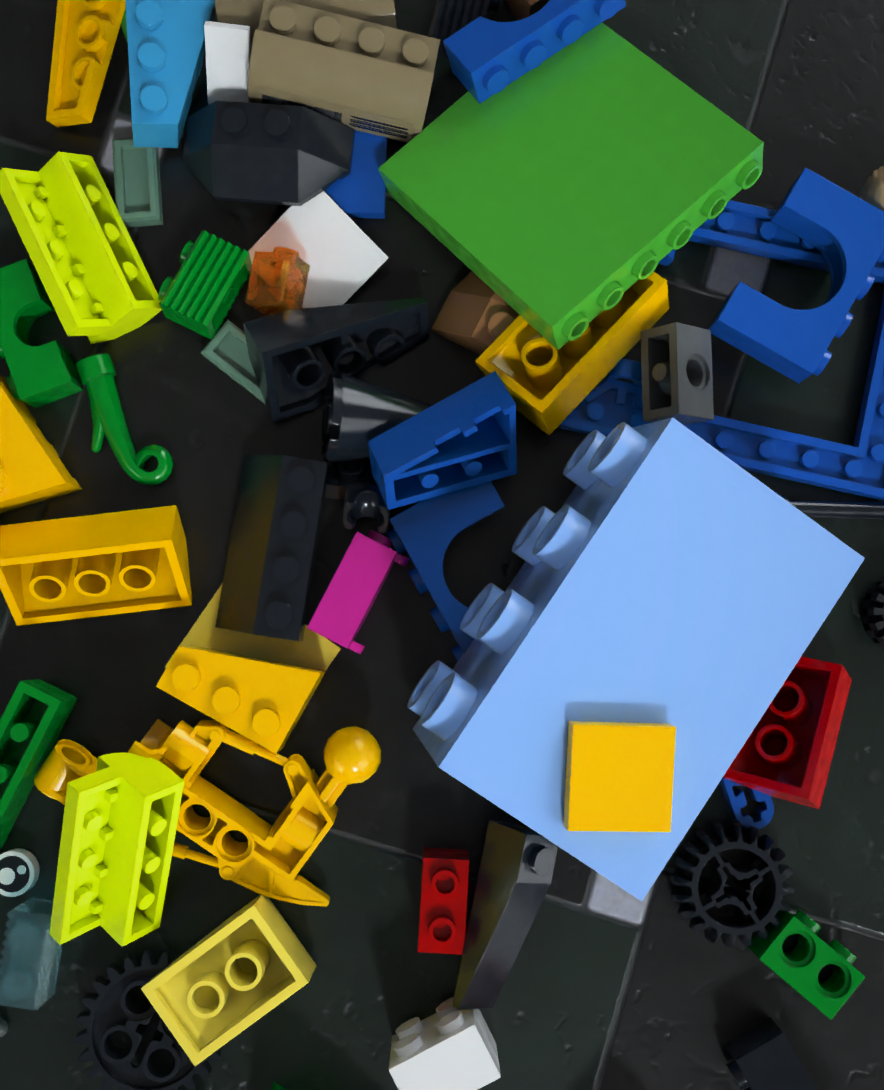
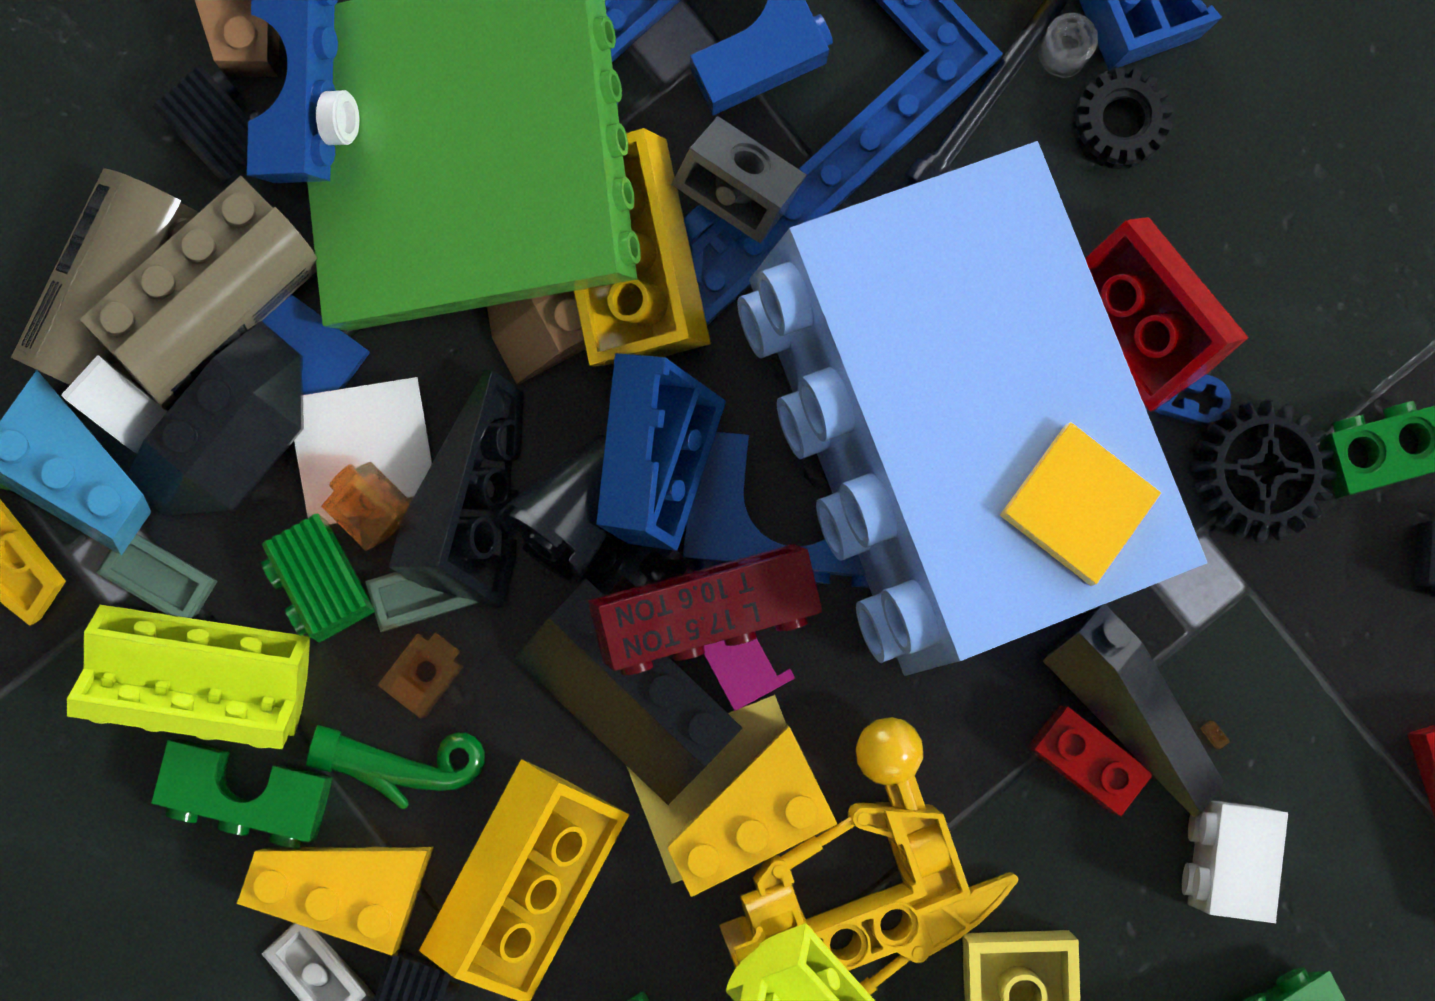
camera: 55 degrees left, 0 degrees up
(177, 389) = (403, 680): none -> clear orange brick
(361, 557) = (705, 608): none -> dark red brick
(522, 975) = (1215, 734): none -> clear orange piece
(525, 72) = (337, 117): none -> white tile

